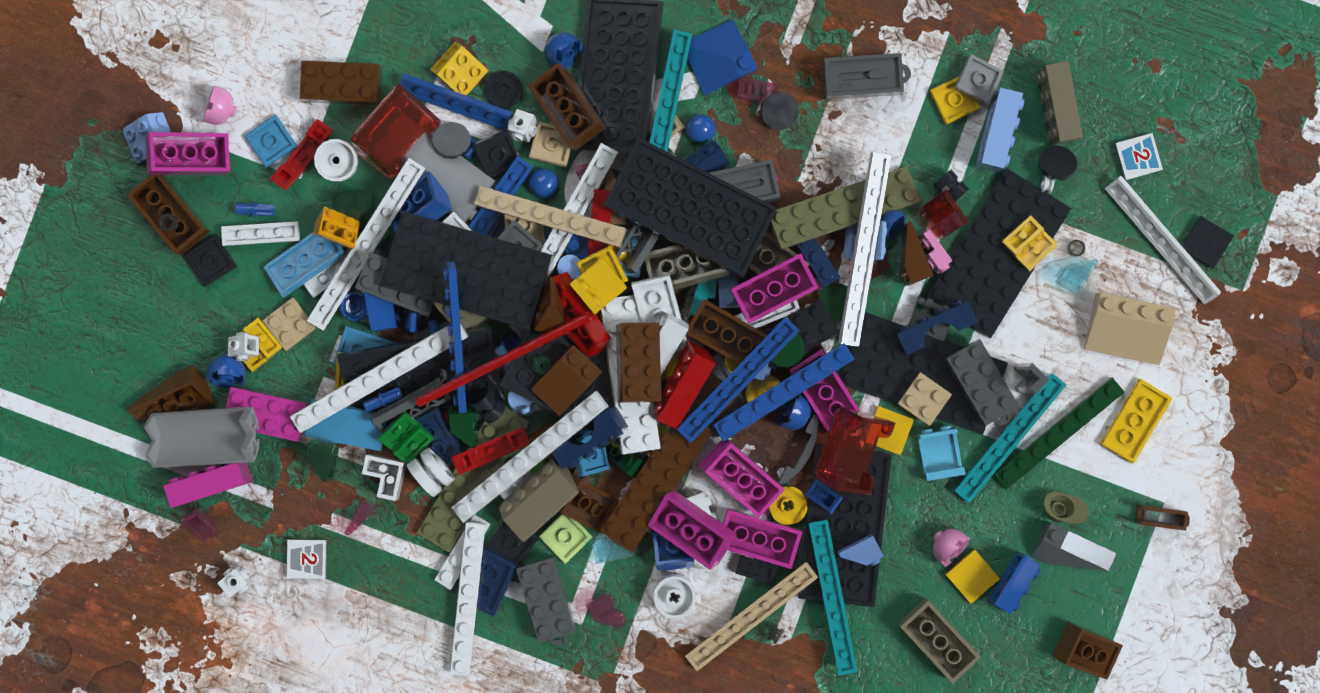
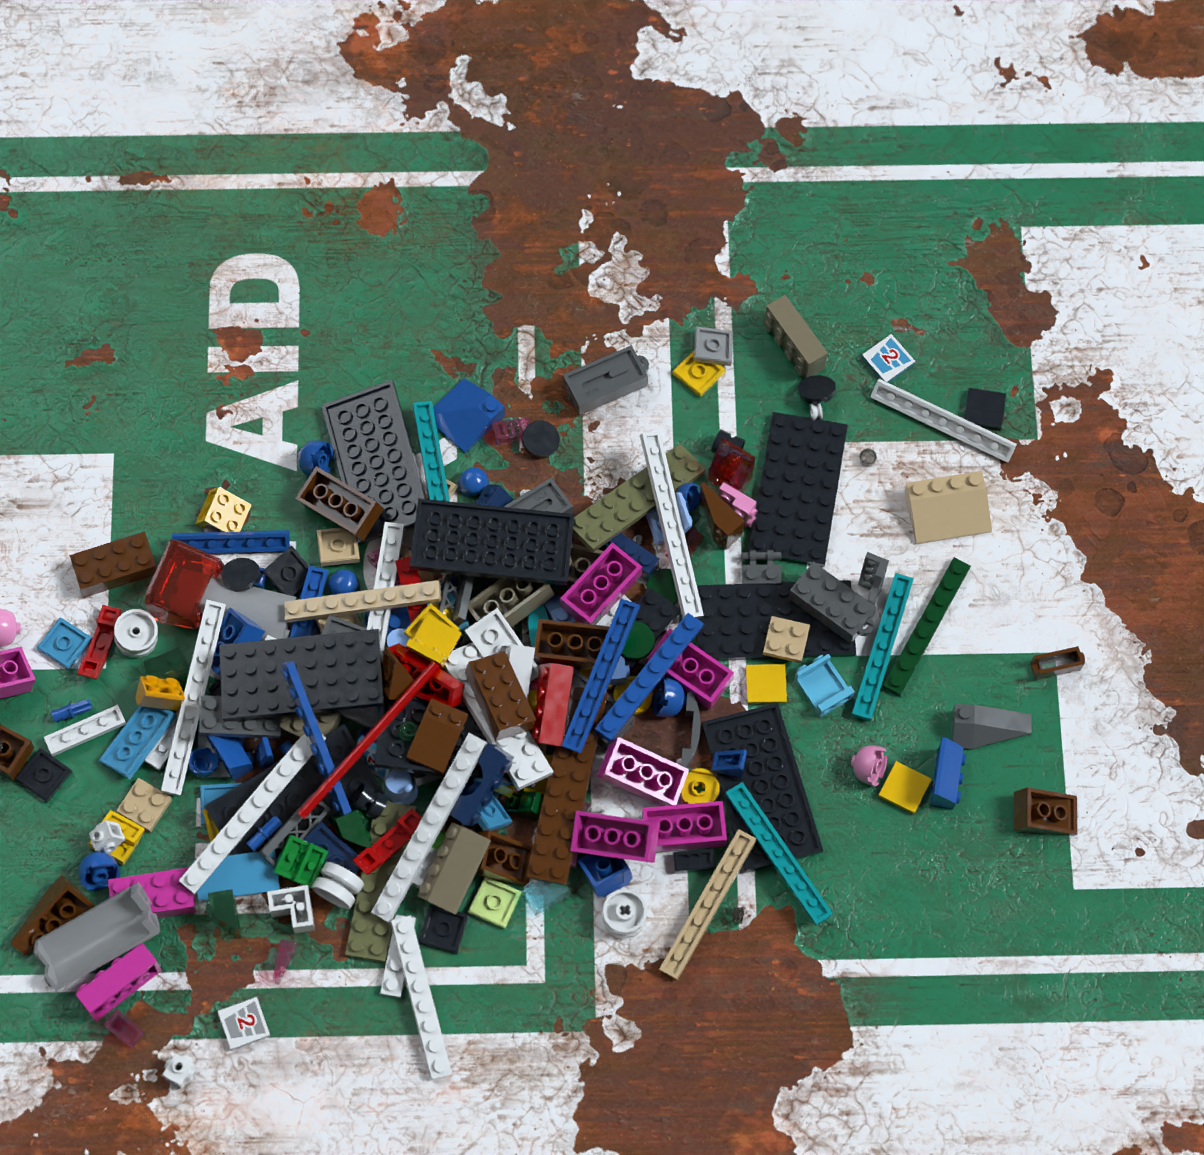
camera: 25 degrees left, 20 degrees down
(495, 580) = (441, 968): dark blue wing -> none
(503, 89) = (272, 515): black tile -> none
(522, 126) = (304, 538): white brick -> none
(547, 600) = (500, 967): dark grey piece -> none
(604, 611) = (563, 957): clear pink slope -> none
(850, 450) = (735, 704): clear red windscreen -> none
(863, 551) = (788, 799): medium blue slope -> none
(913, 337) = (785, 552): dark blue arch -> none
(939, 640) = (898, 856): dark tan brick -> none
(999, 130) = (750, 379): light blue brick -> none
(1029, 243) = (822, 466): yellow slope -> none
(1065, 508) = (960, 689): olive piece -> none
(1075, 275) = (877, 480): clear light blue slope -> none
(1136, 420) = (993, 588): yellow tile -> none

